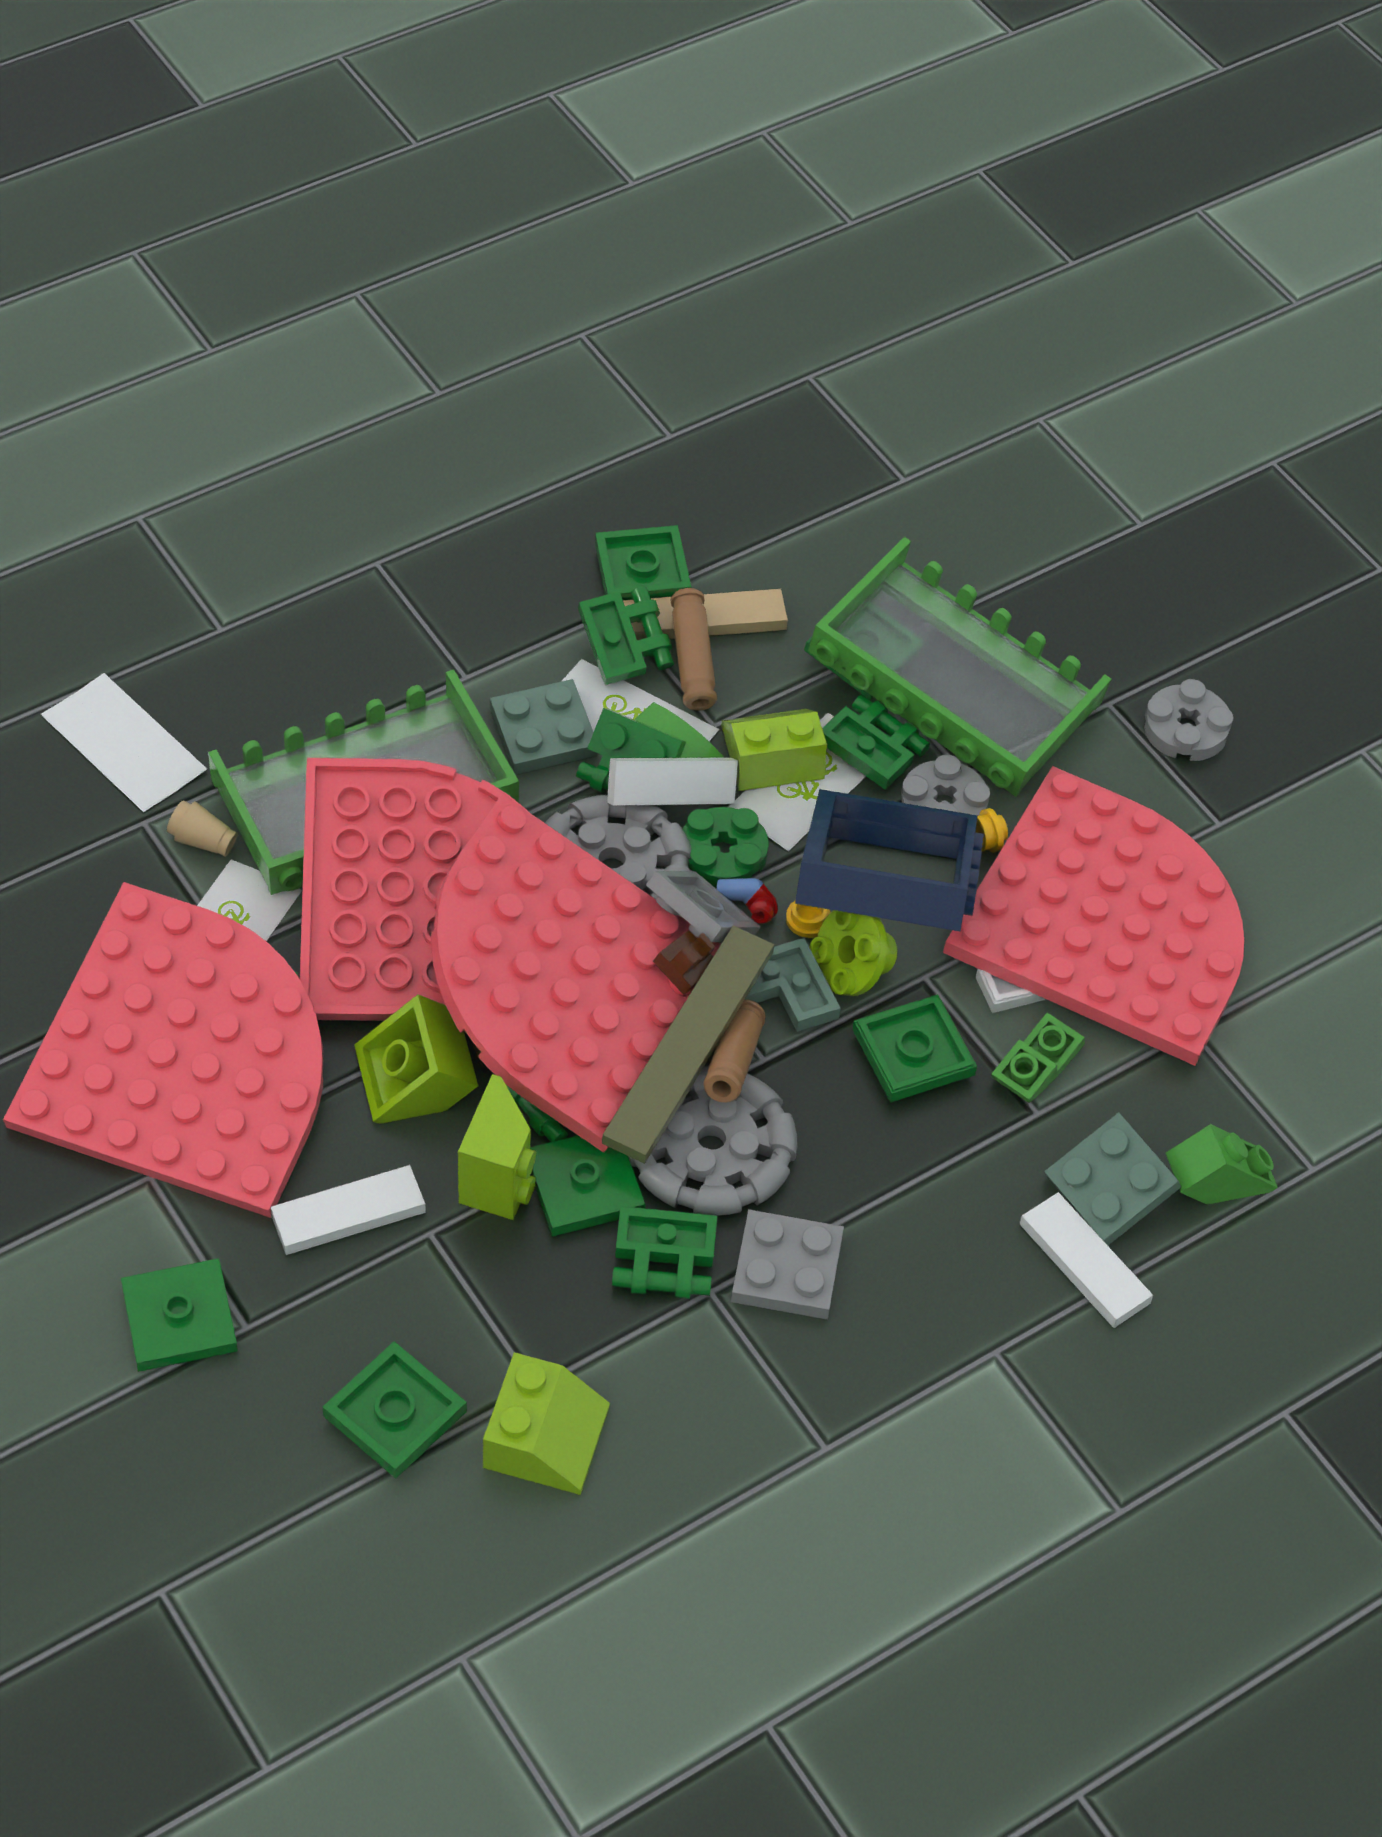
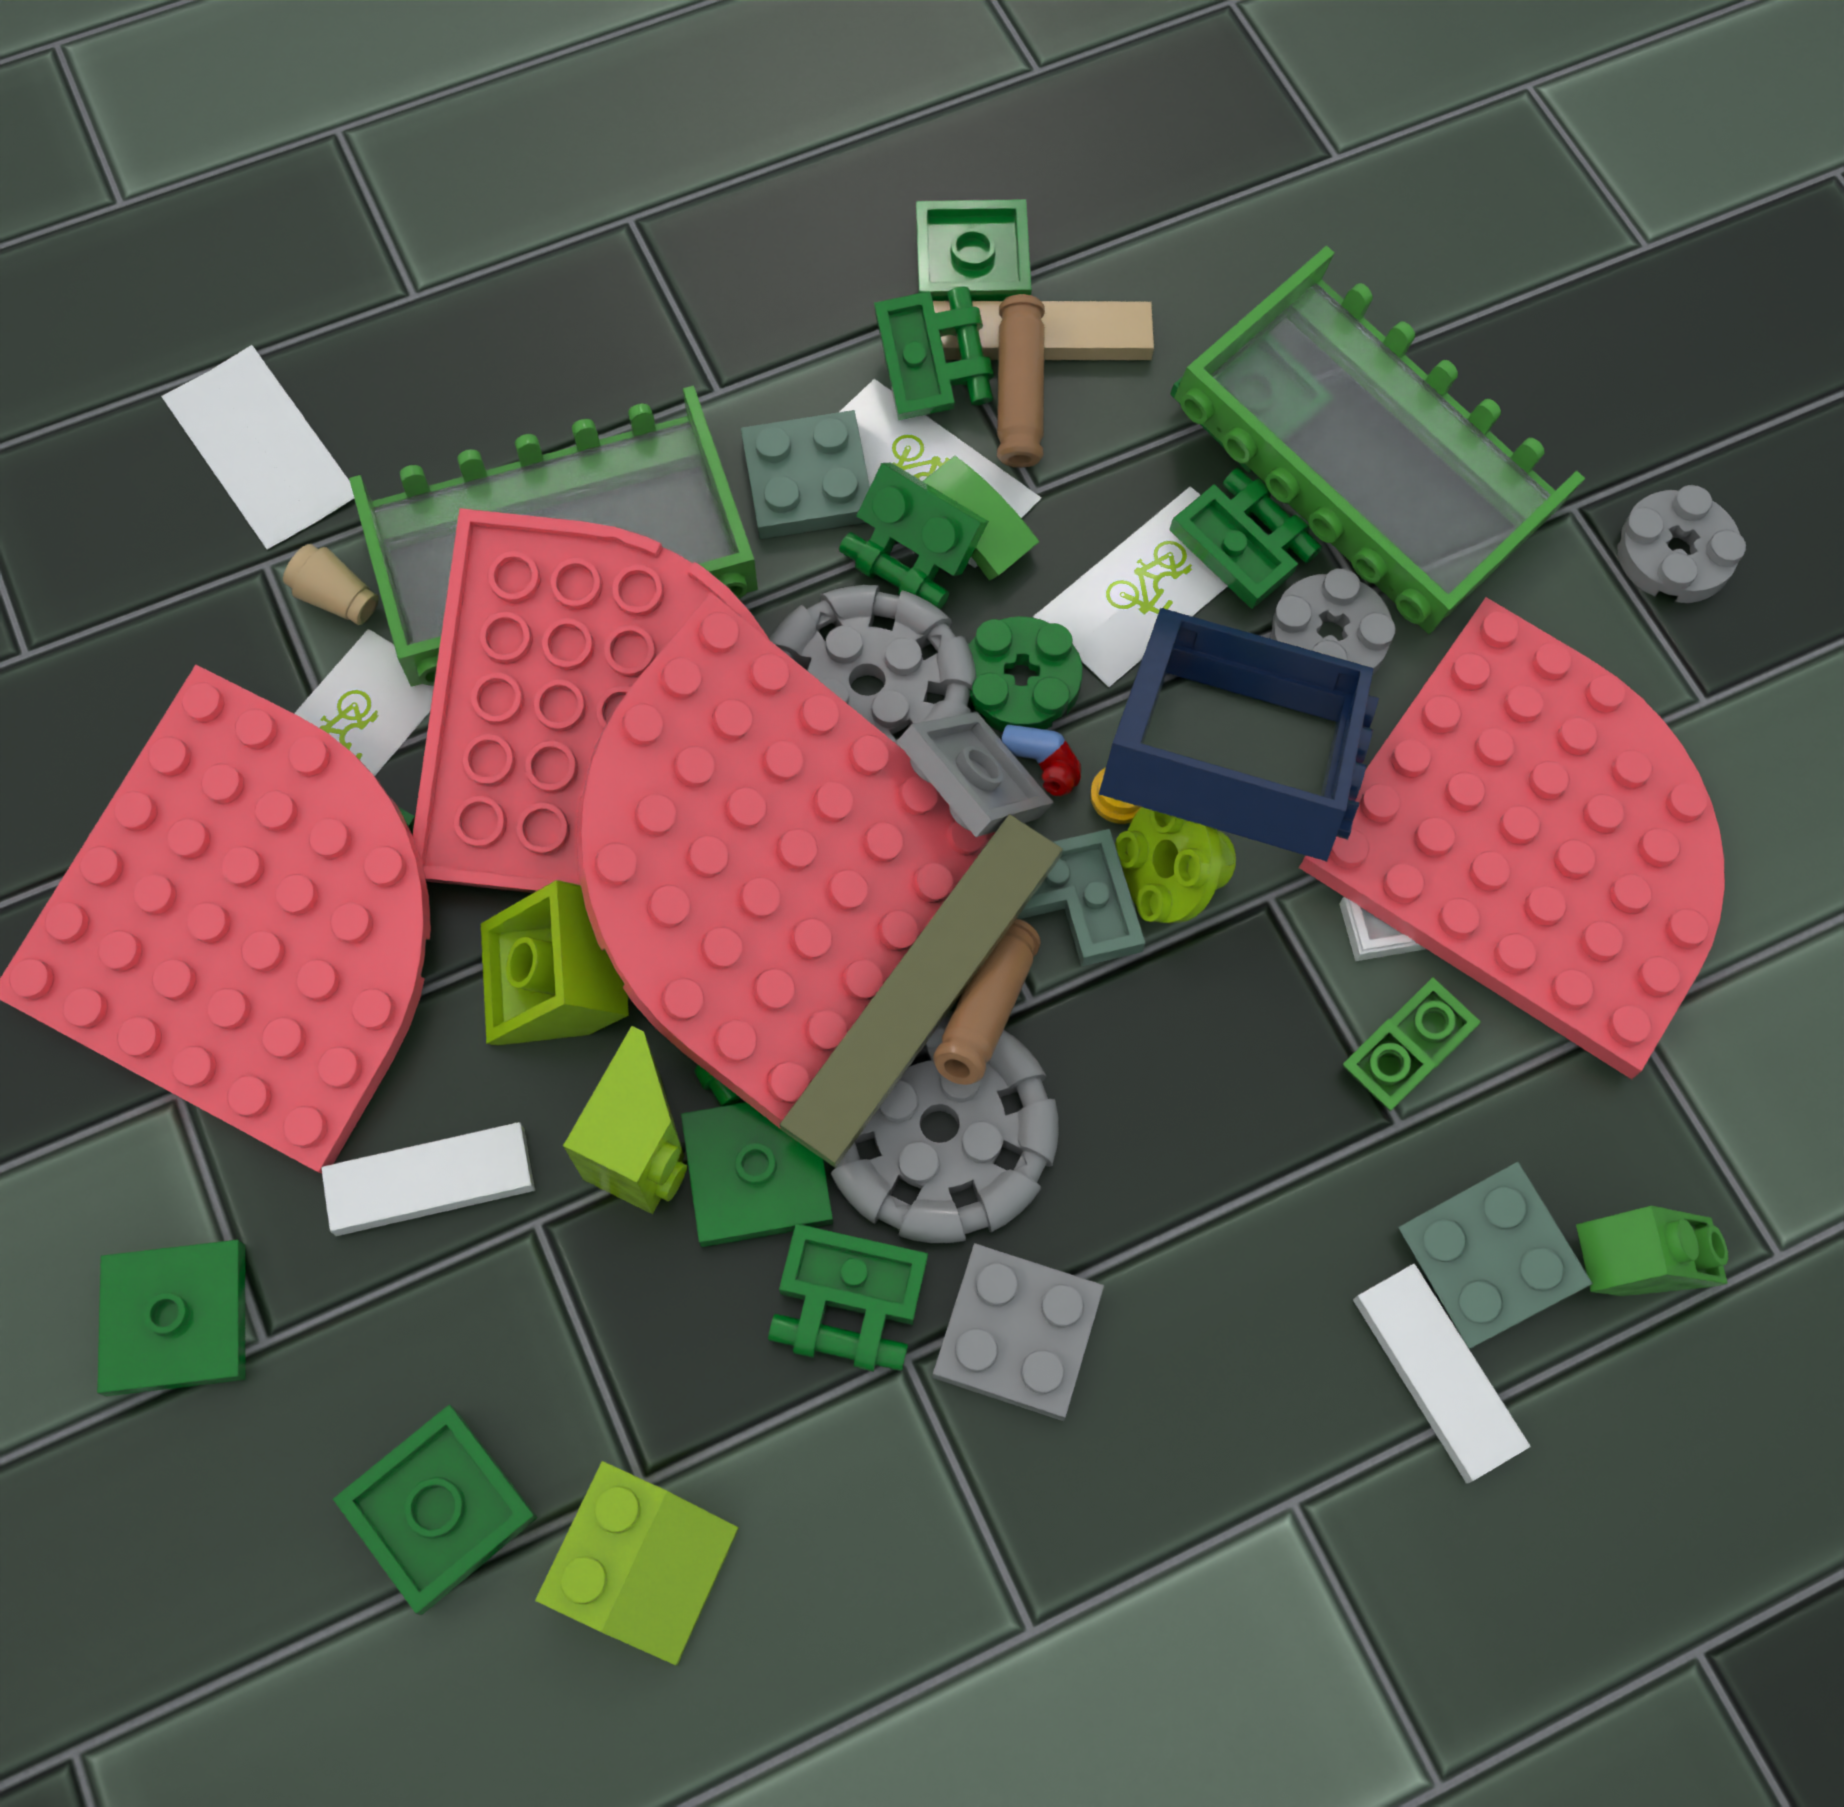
camera: 10 degrees right, 15 degrees up
(672, 781) = (961, 577): white tile -> none
(685, 960) = (938, 857): reddish brown tile -> none
(776, 748) = (1111, 535): lime slope -> none
(914, 1048) = (1240, 1012): green plate -> none
(993, 828) = (1391, 686): yellow plate -> none

